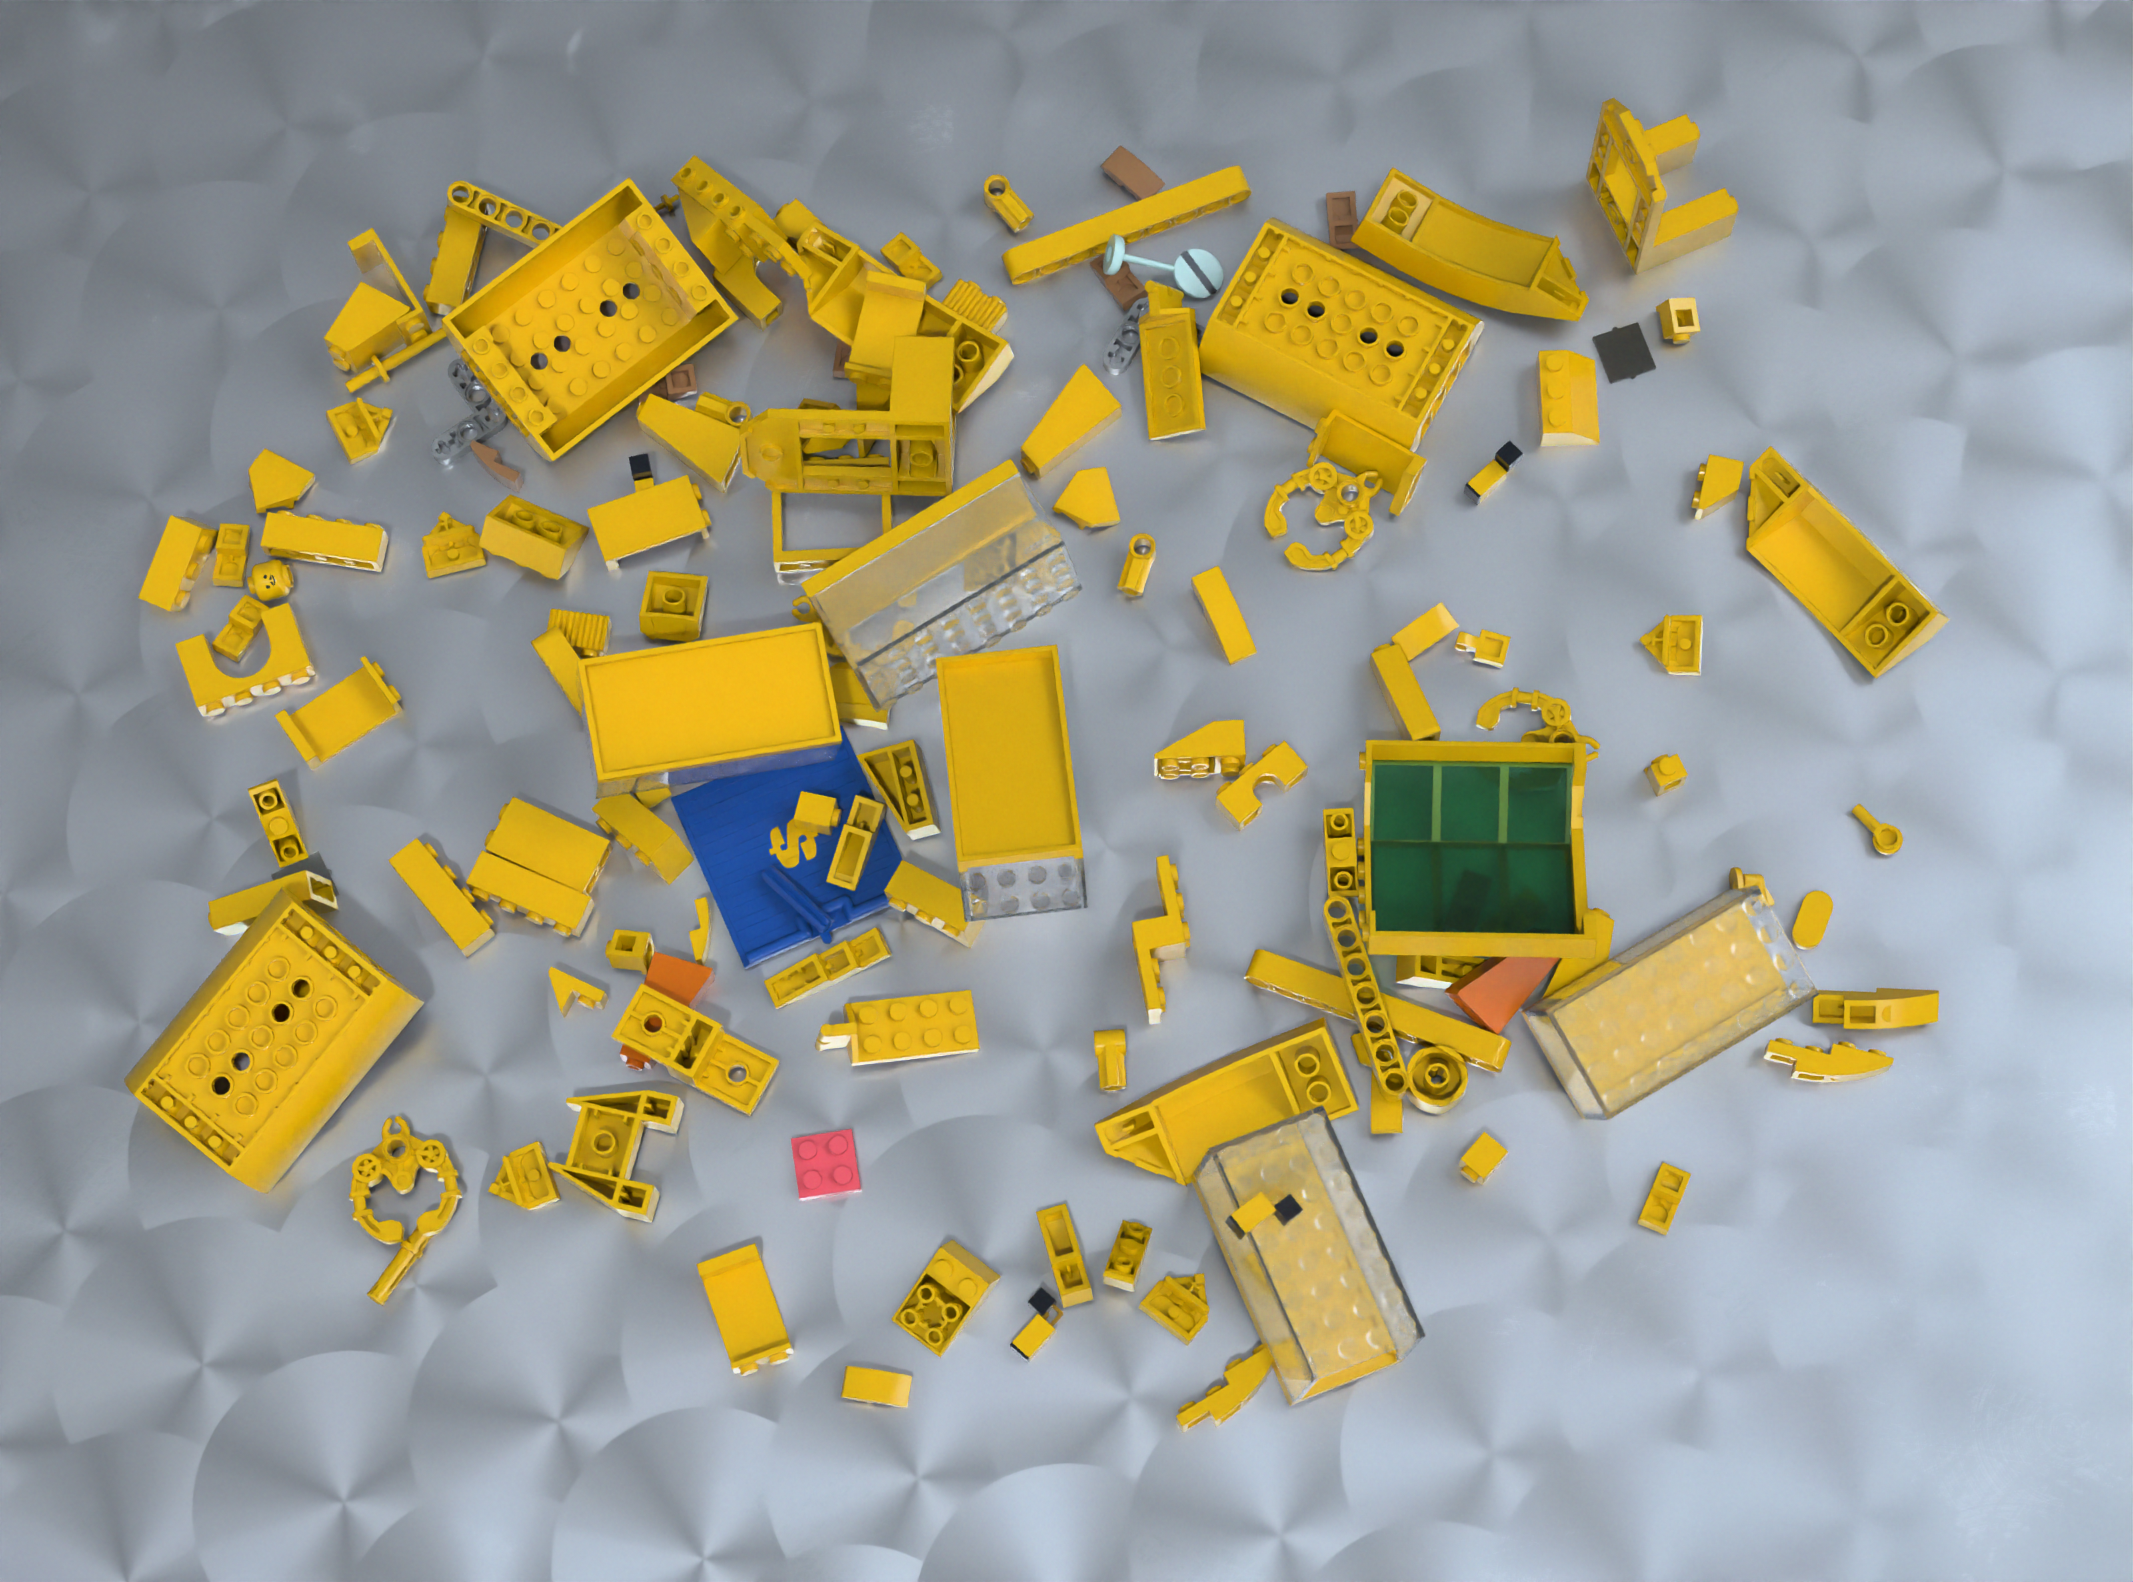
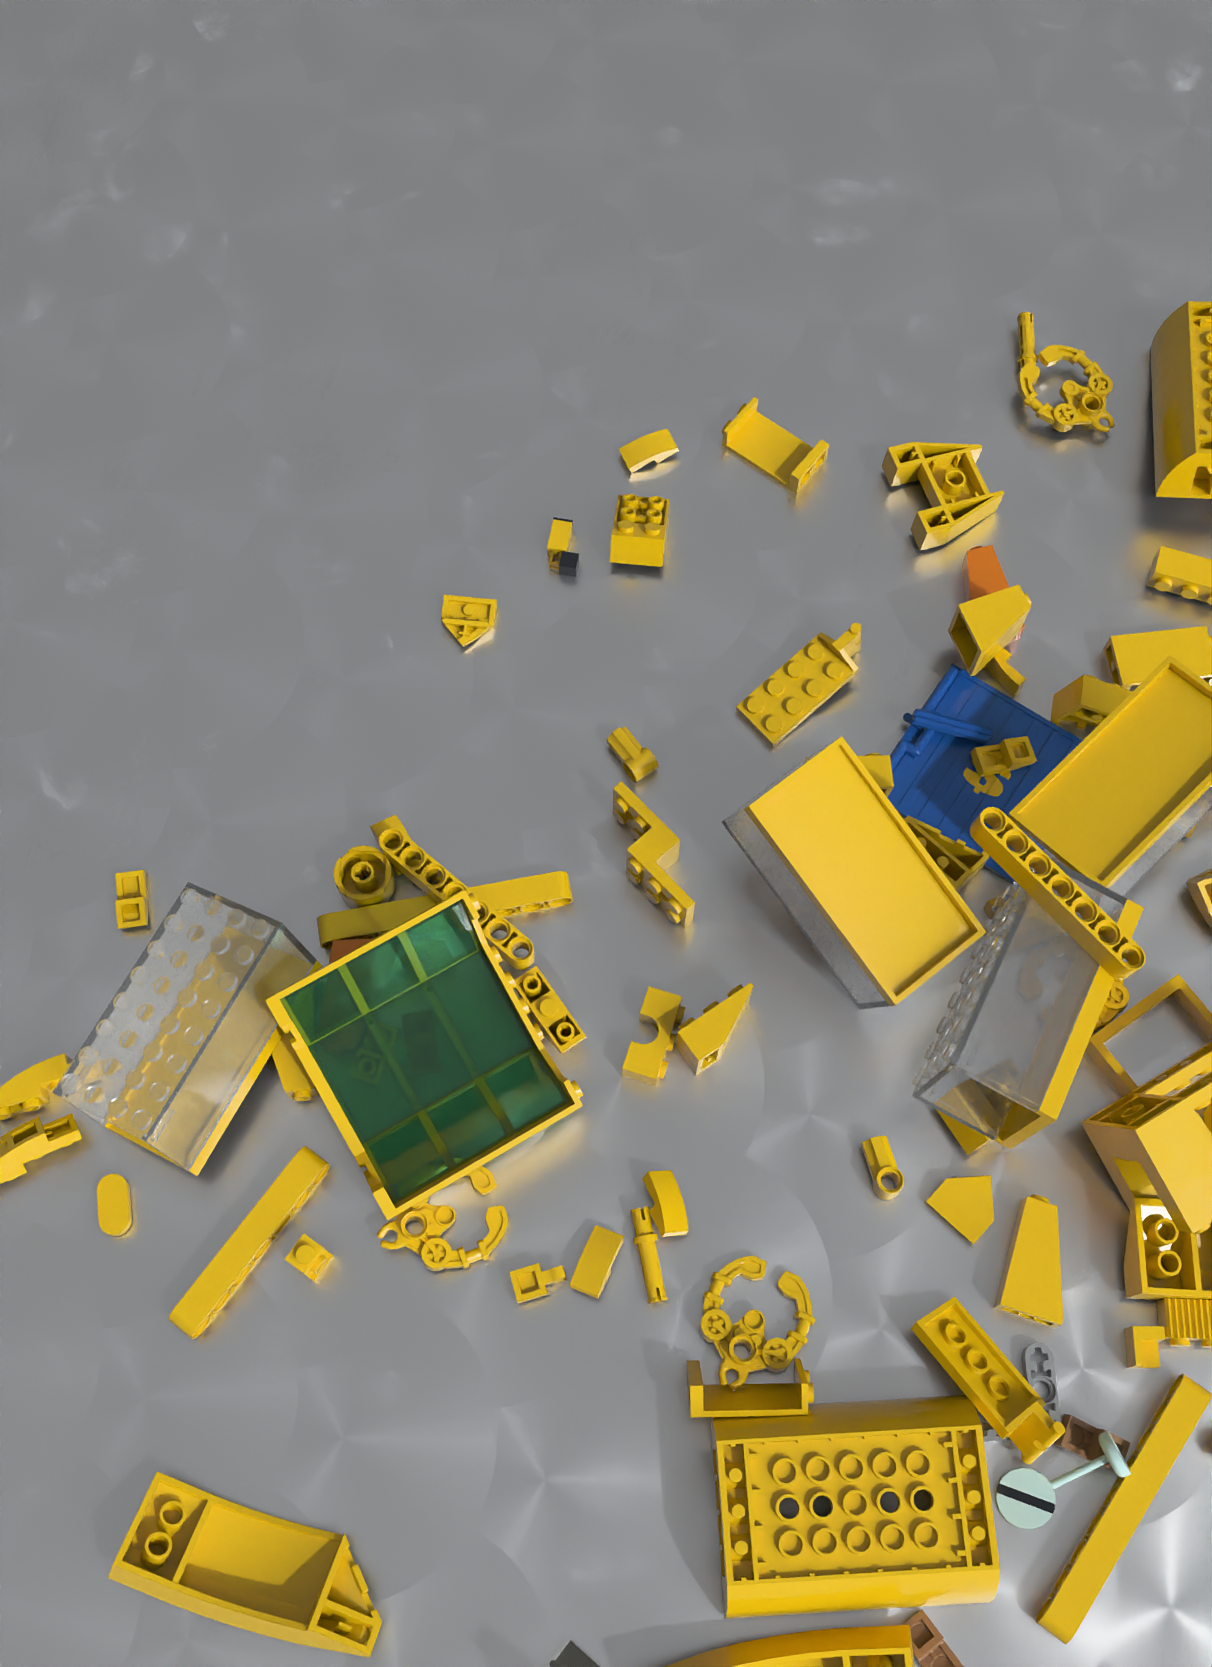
camera: 145 degrees right, 5 degrees down
(526, 1178) = (995, 443): yellow slope -> none
(529, 893) = (1146, 615): yellow brick -> none
(569, 987) = (1064, 575): yellow slope -> none
(630, 950) = (1043, 624): yellow brick -> none
(695, 1049) = (941, 577): yellow bracket -> none
(700, 953) = (987, 625): none -> yellow slope
(768, 846) = (1003, 757): none -> yellow slope
(817, 813) = (986, 794): yellow brick -> none
(825, 1164) = (789, 569): coral plate -> none
(827, 968) = (890, 698): yellow slope -> none
(856, 842) = (940, 795): yellow slope -> none
(878, 638) = (1071, 898): none -> yellow beam
(1026, 319) = (1142, 1346): none -> yellow panel
(1064, 1255) = (574, 601): yellow slope -> none
(1127, 1256) = (525, 617): yellow slope -> none
(1132, 173) = (1158, 1566): medium nougat slope -> none
(1223, 615) = (780, 1166): yellow slope -> none
(1229, 1099) = (514, 772): yellow slope -> none
(1242, 1383) = (390, 578): yellow slope -> none
(1260, 1209) = (428, 638): piece -> none
(1324, 1281) = (384, 669): clear piece -> none
(1335, 643) = (669, 1207): none -> yellow slope
(1374, 623) = (648, 1254): none -> yellow pin
(1403, 695) = (576, 1182): yellow slope -> none
(1482, 1159) = (294, 843): yellow brick -> none
(1494, 473) = (625, 1459): piece -> none
(1566, 399) = (600, 1590): yellow slope -> none
(1677, 644) = (363, 1396): yellow slope -> none
(1708, 817) = (248, 1242): none -> yellow beam
(1719, 484) = (405, 1589): yellow slope -> none
(1740, 880) = (171, 1201): yellow piece -> none
(1885, 838) = (79, 1320): yellow plate -> none

